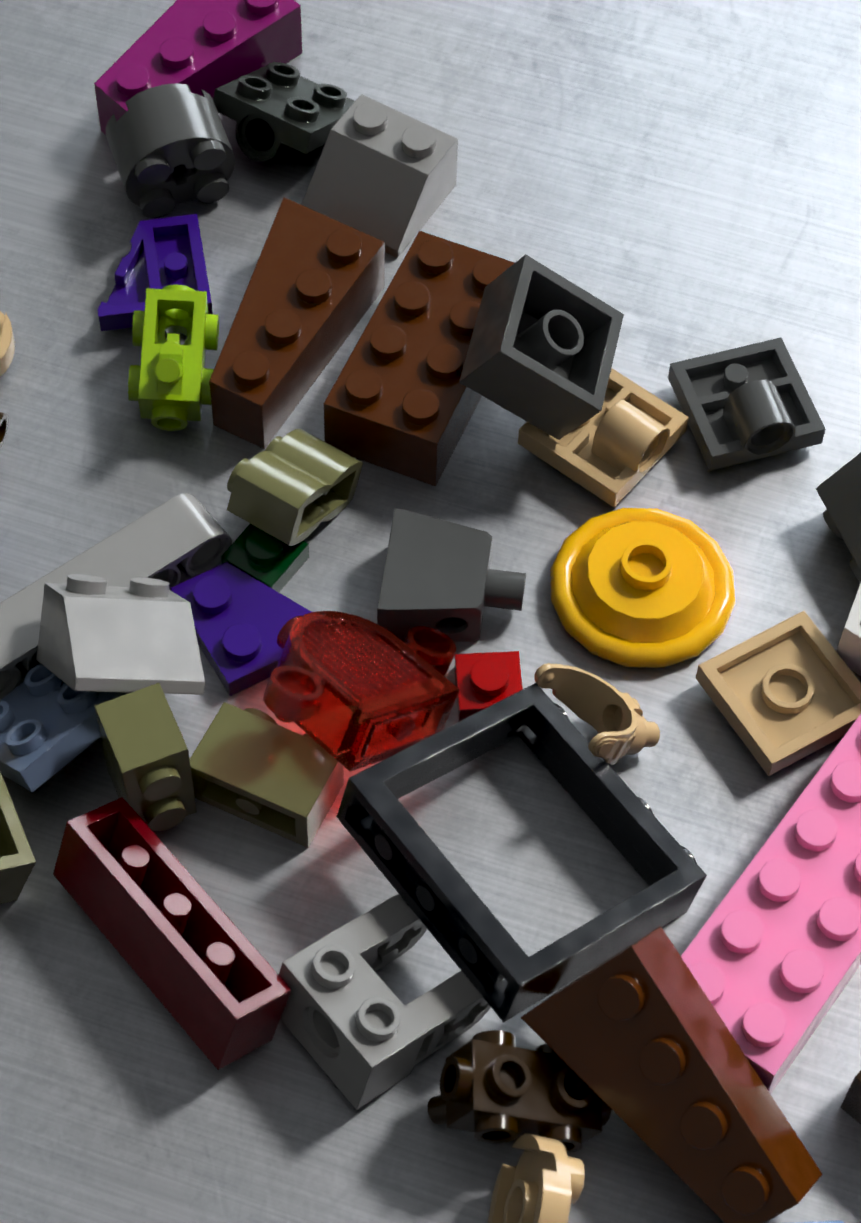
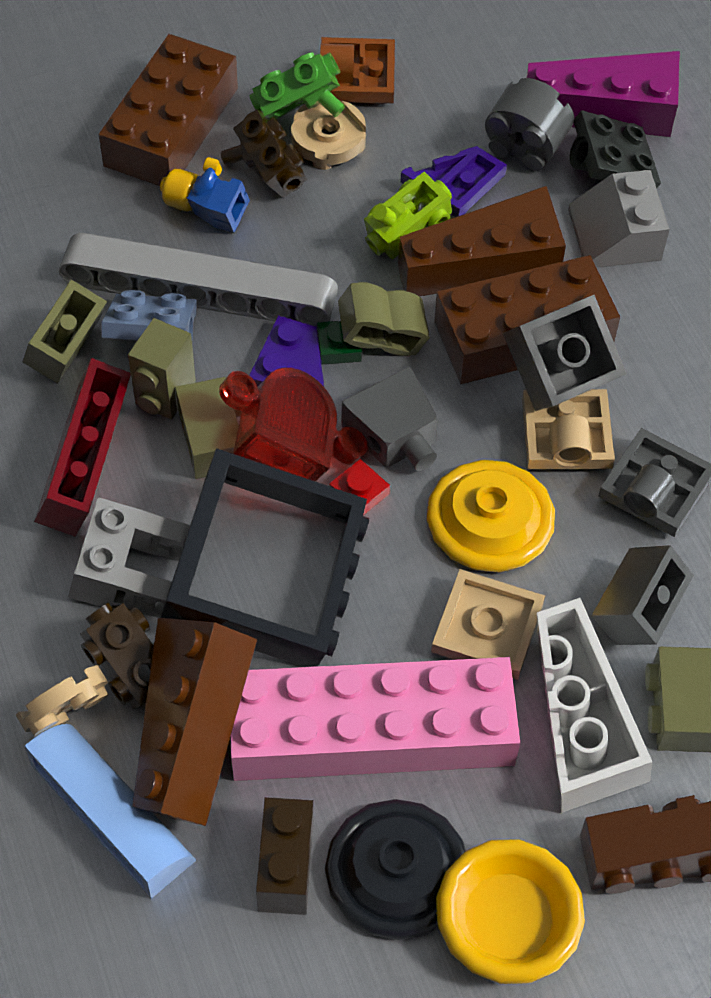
camera: 50 degrees right, 0 degrees up
(119, 636) = (213, 307): light grey slope -> none
(601, 705) = (393, 553): tan helmet -> none

